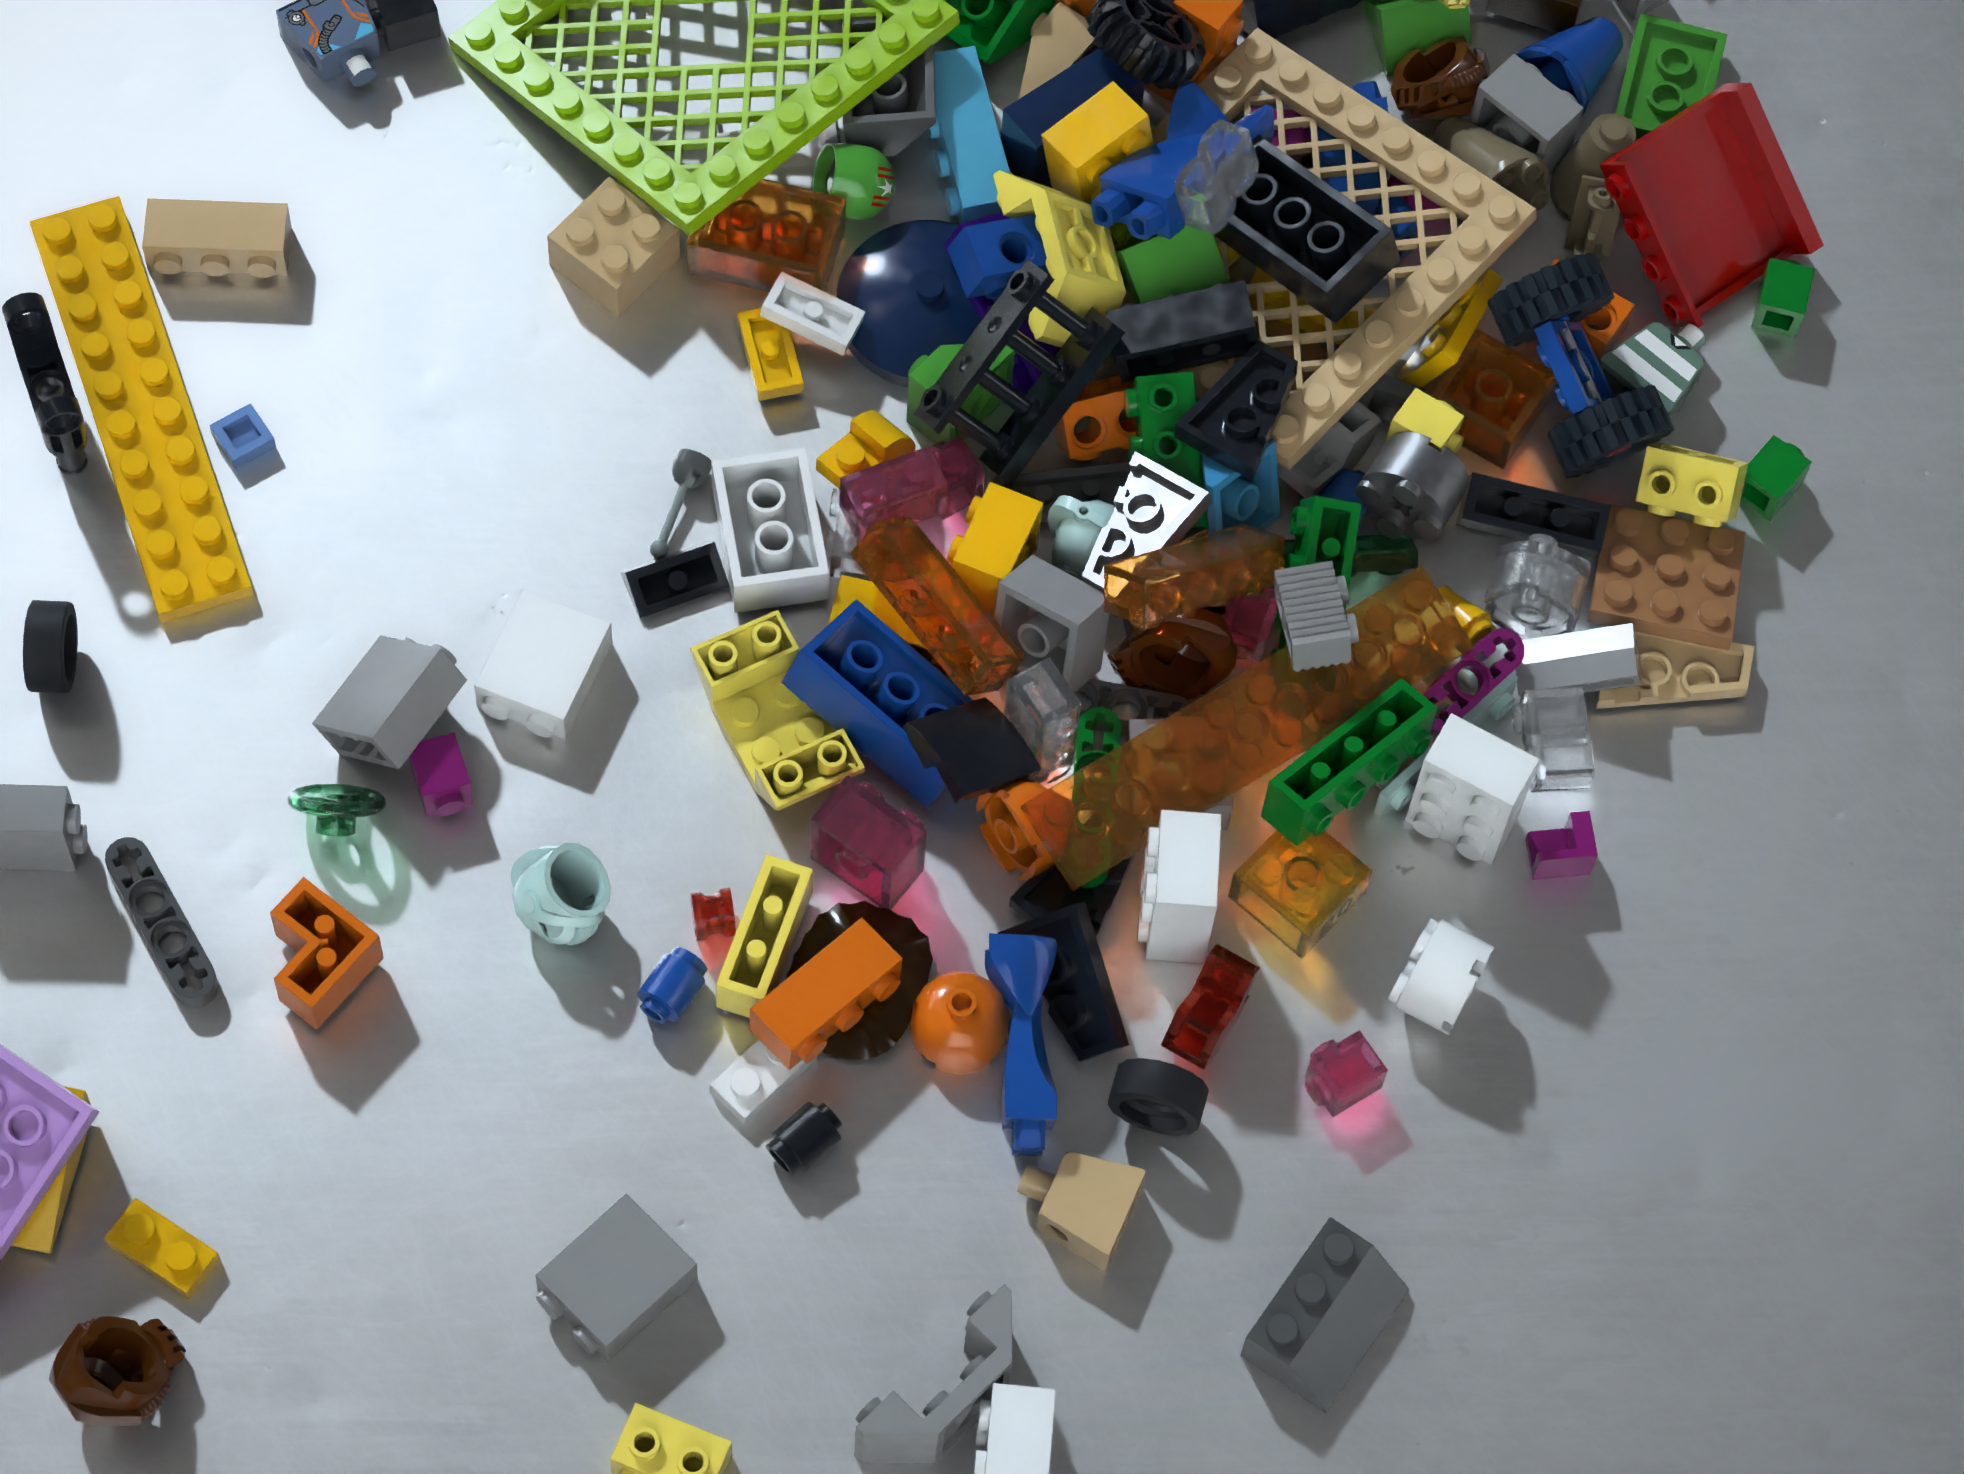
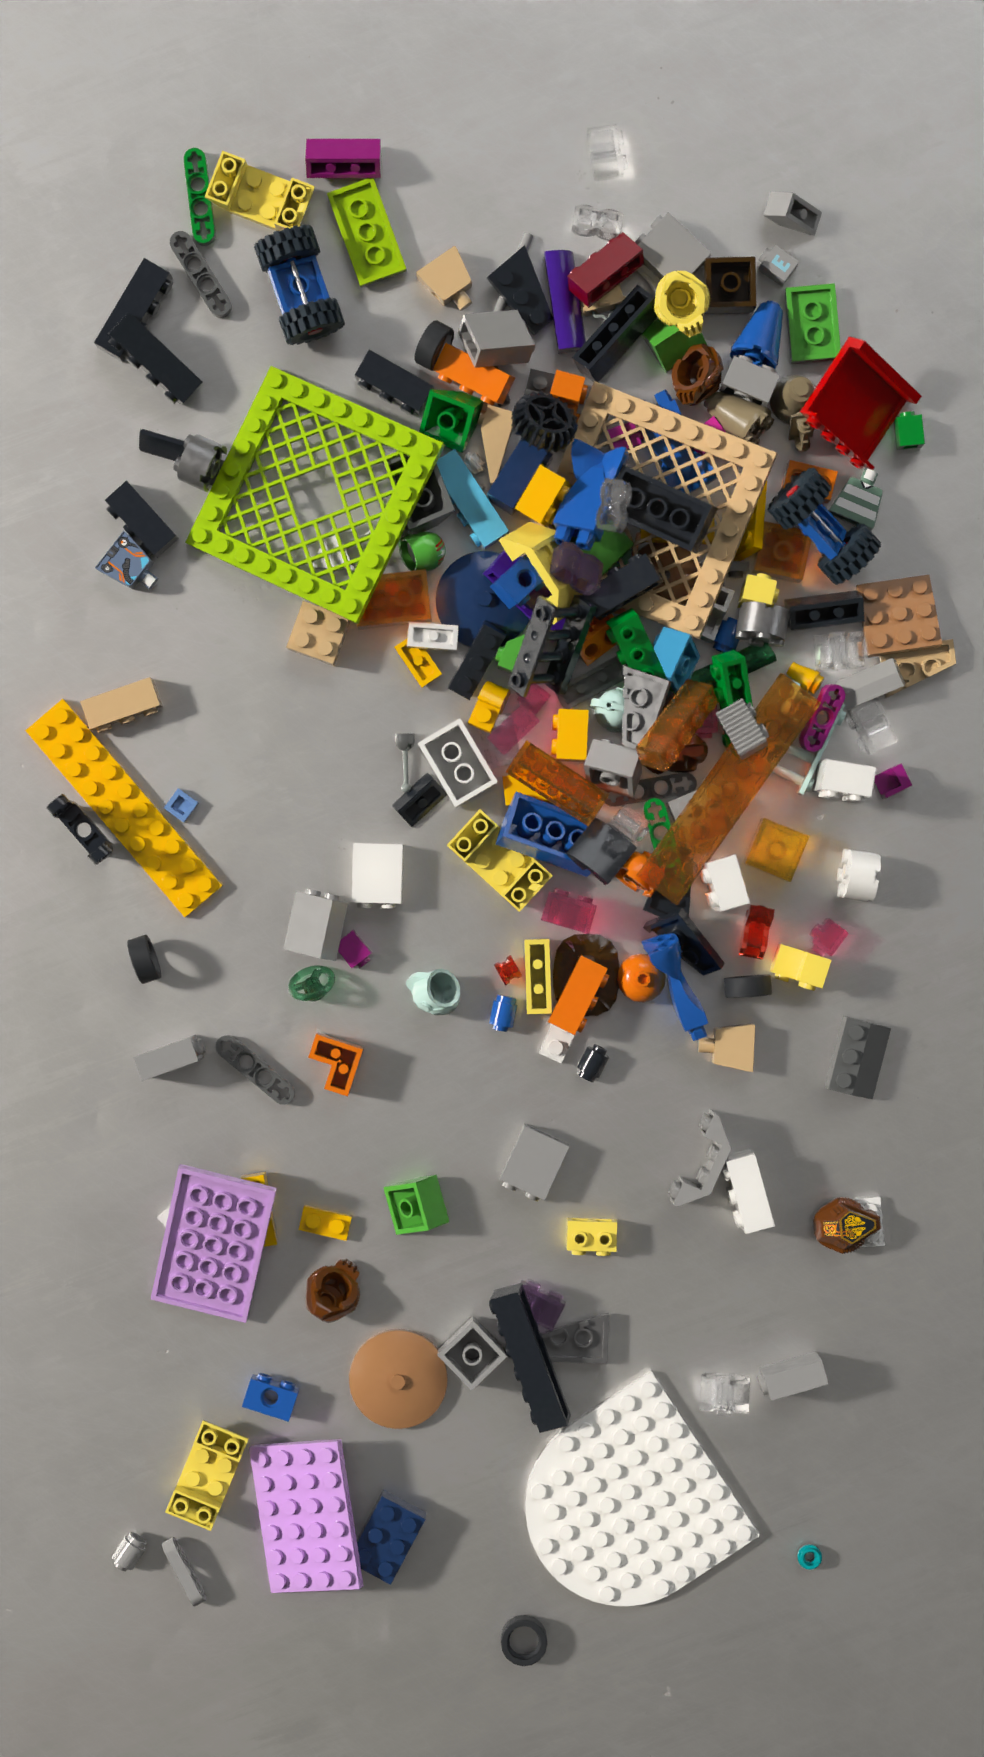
camera: 20 degrees left, 25 degrees up
(353, 1272) = (416, 1205): none -> bright green slope
(873, 374) = (477, 660): none -> black brick
(1000, 88) = (474, 463): none -> white plate
(1107, 252) = (576, 568): none -> clear purple brick
(1241, 410) = (668, 625): black wing -> none
(1273, 1102) = (801, 966): none -> light yellow brick
(1349, 762) = (782, 790): green brick -> none
(1691, 484) = (897, 563): light yellow brick -> none
(1774, 477) = (934, 538): green brick -> none

